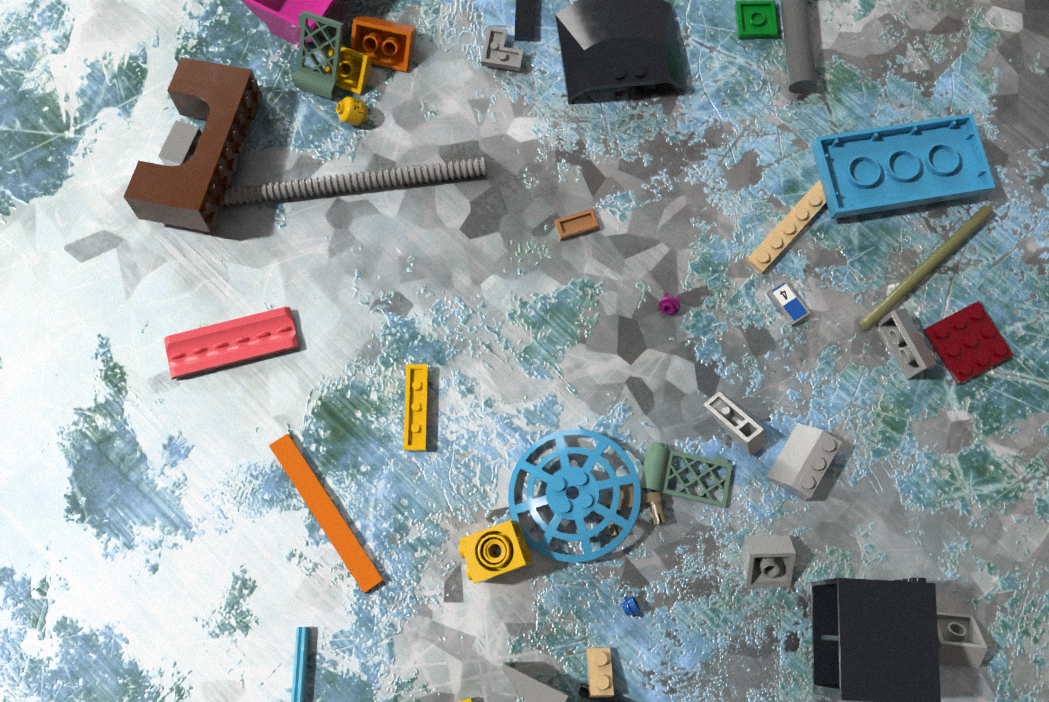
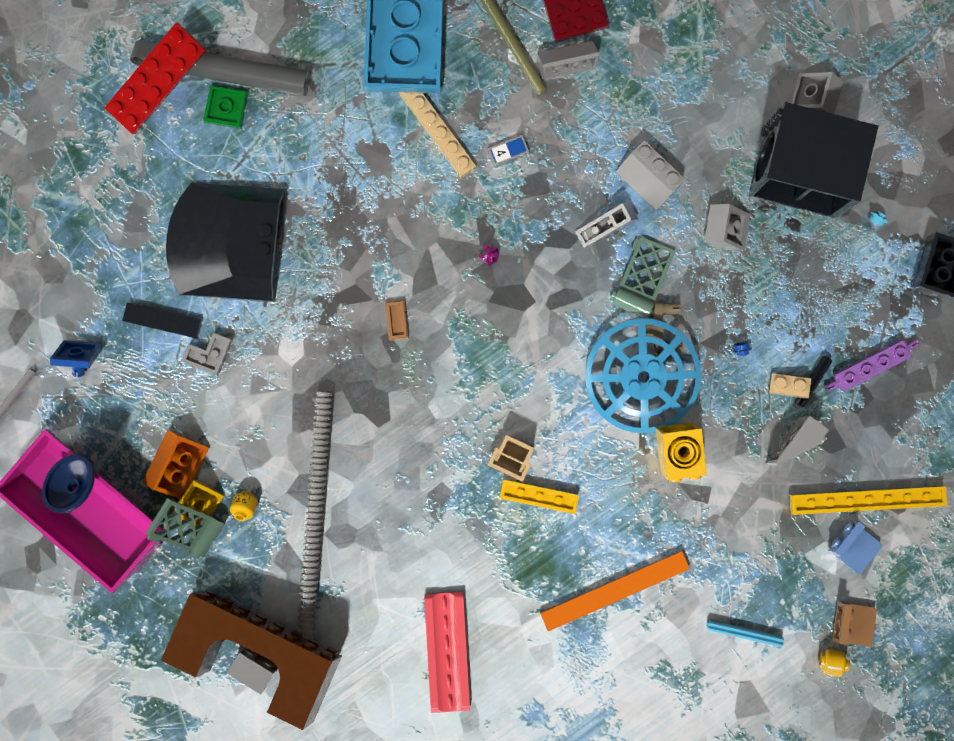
camera: 75 degrees left, 10 degrees up
(453, 367) = (512, 458): none -> tan plate

